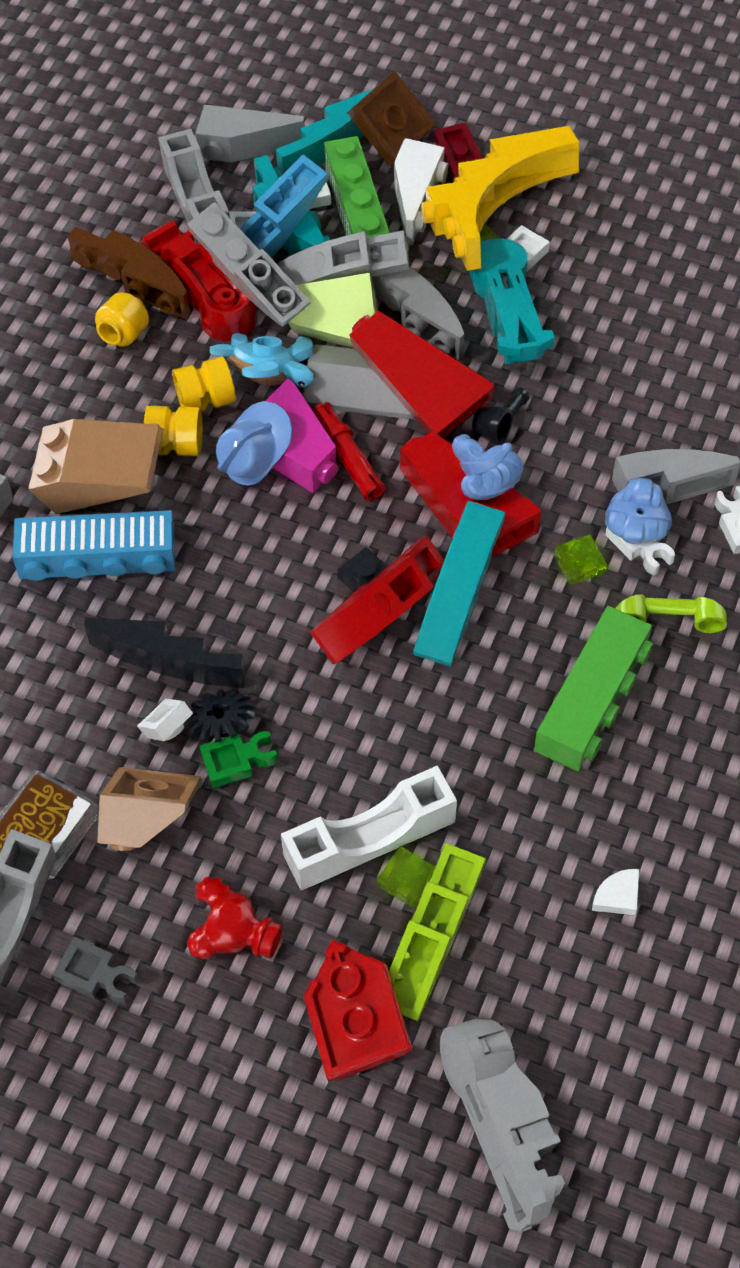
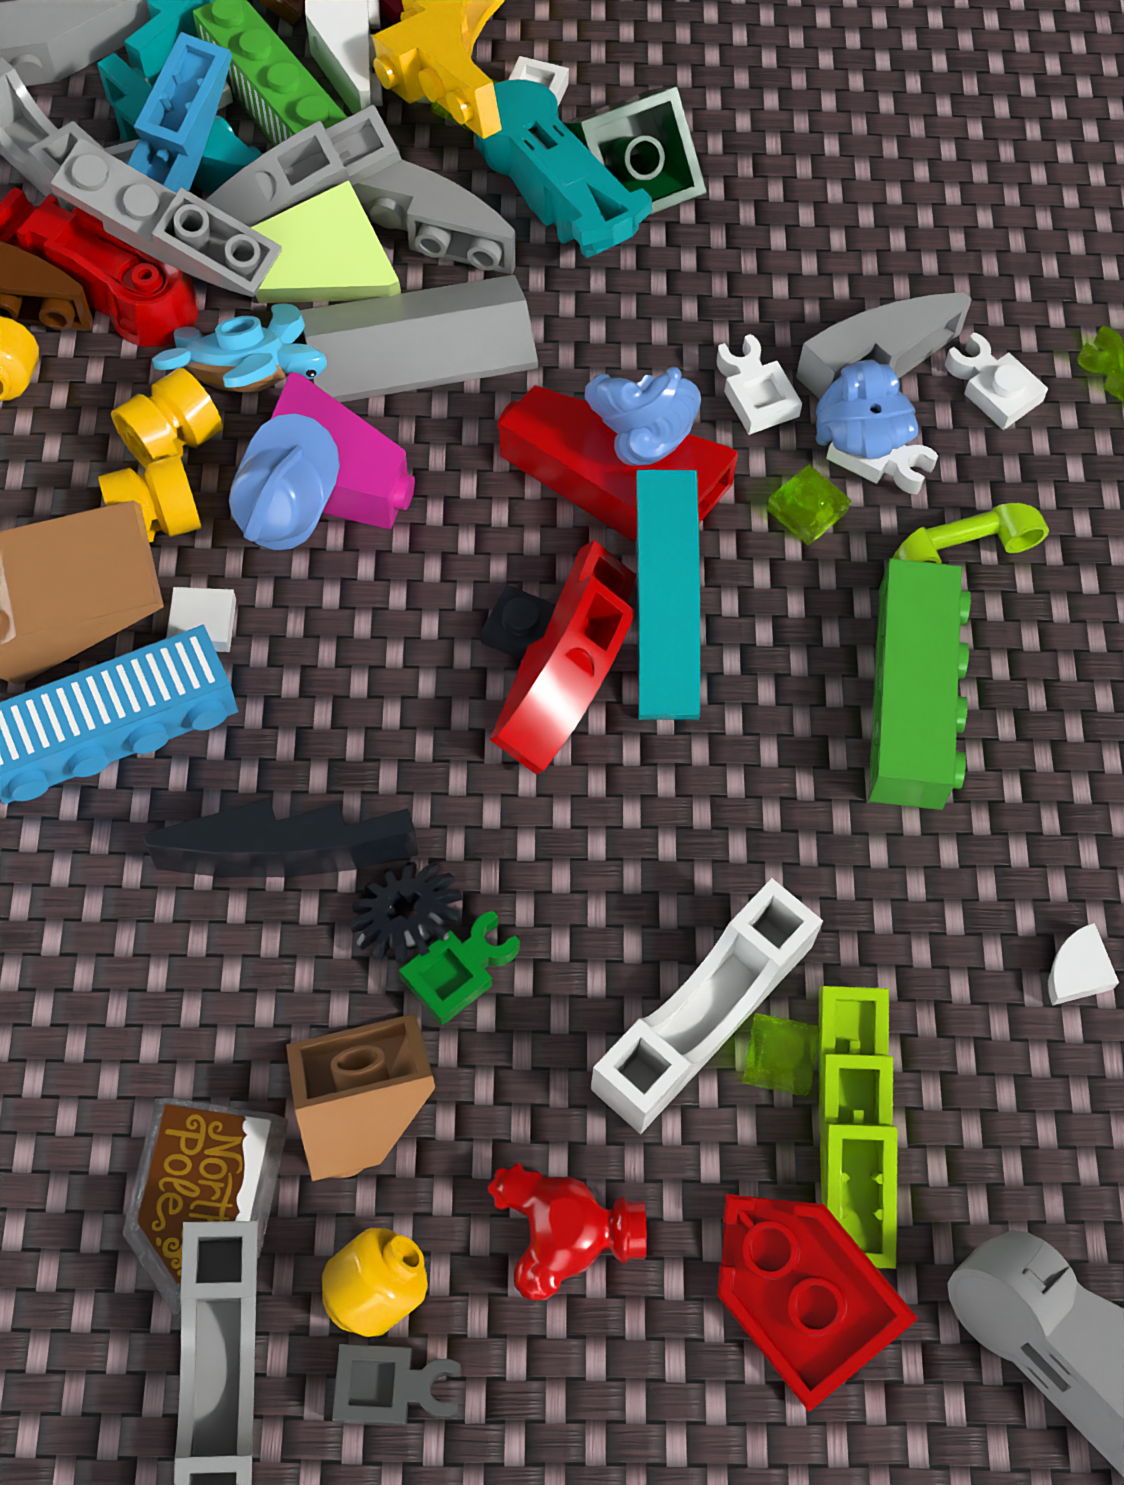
camera: 25 degrees left, 5 degrees up
(107, 910) = (374, 1282): none -> yellow head
(165, 720) = (329, 947): white plate -> none
(183, 507) = (204, 606): none -> white tile
(349, 452) = (425, 456): red pin -> none
(422, 377) = (480, 308): red slope -> none
(496, 421) = (606, 345): black bar -> none
(571, 307) = (645, 145): none -> dark green slope
(578, 478) = (757, 392): none -> white plate

